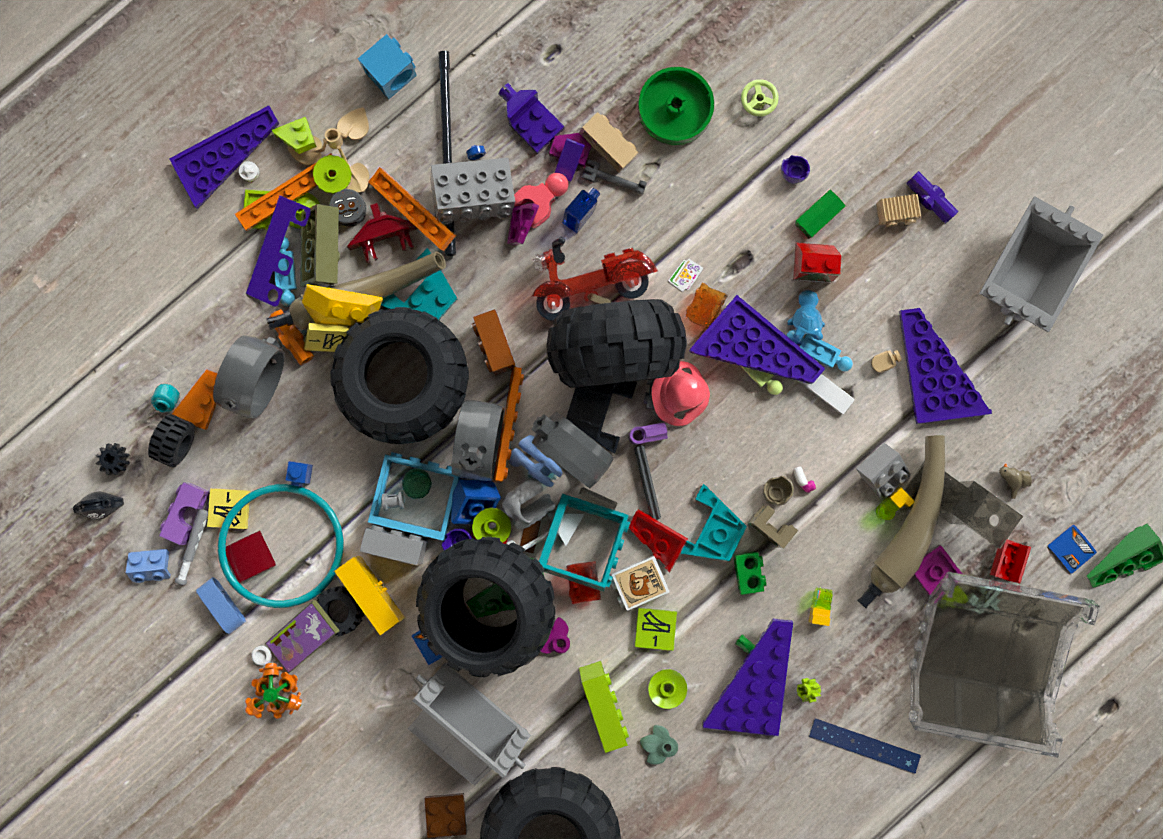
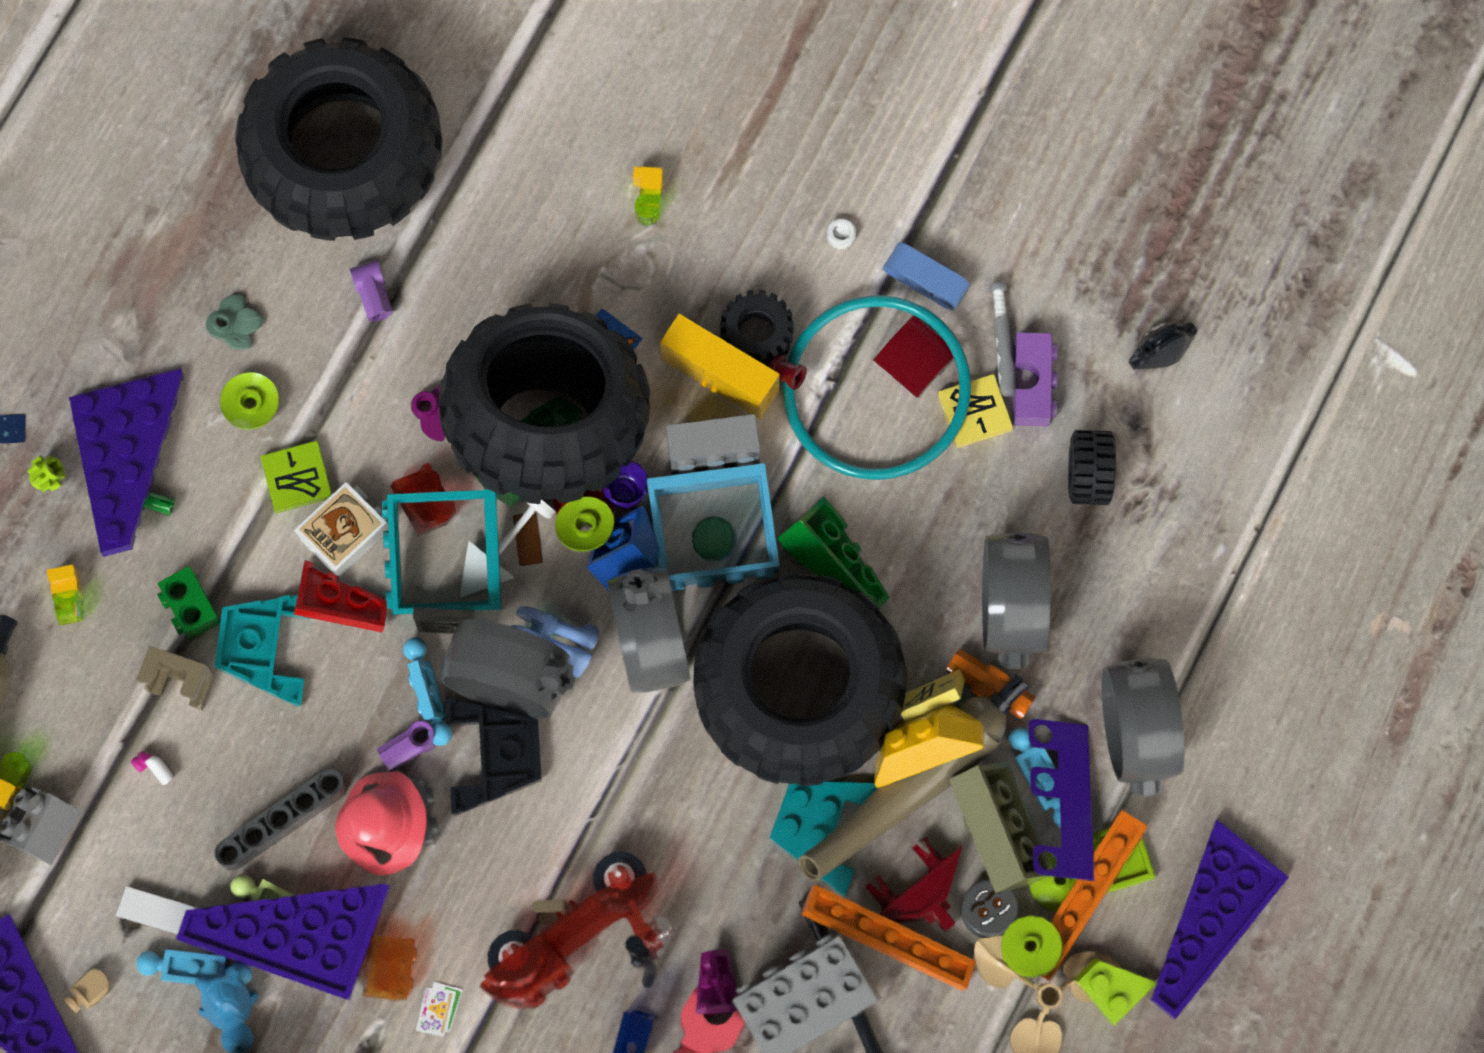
camera: 155 degrees right, 10 degrees down
(117, 464) = (1169, 404): black gear -> none
(148, 565) = (1052, 291): medium blue bracket -> none
(165, 398) = (1132, 526): teal head -> none
(199, 402) = (1082, 544): orange wing -> none
(207, 271) = (1143, 723): none -> dark grey cylinder
(249, 171) = (1163, 908): white tile -> none
(265, 687) = (798, 181): orange plant -> none
(299, 473) = (894, 495): blue brick -> none
(302, 636) = (791, 275): tile -> none
(329, 575) = (789, 373): none -> dark red bush
(354, 456) = (824, 548): none -> green wedge
(369, 727) = (649, 201): none -> leg
(393, 501) = (738, 503): light grey bush -> none
(445, 815) = (498, 123): reddish brown plate -> none
(466, 727) = (510, 241): light grey piece -> none
(493, 342) = (684, 785): dark orange brick -> none
(507, 433) = (619, 691): orange plate -> none
(535, 511) = (545, 575): light grey piece -> none
(566, 732) = (369, 283): none -> medium lavender piece
(603, 706) = (332, 343): lime wedge -> none
(616, 343) = (494, 832): black tyre -> none
(624, 462) = (425, 685): none -> medium azure plate
(647, 482) = (383, 675): dark grey axle -> none
(747, 413) = (265, 821): none -> dark grey beam
(778, 490) = (185, 734): dark tan hair -> none

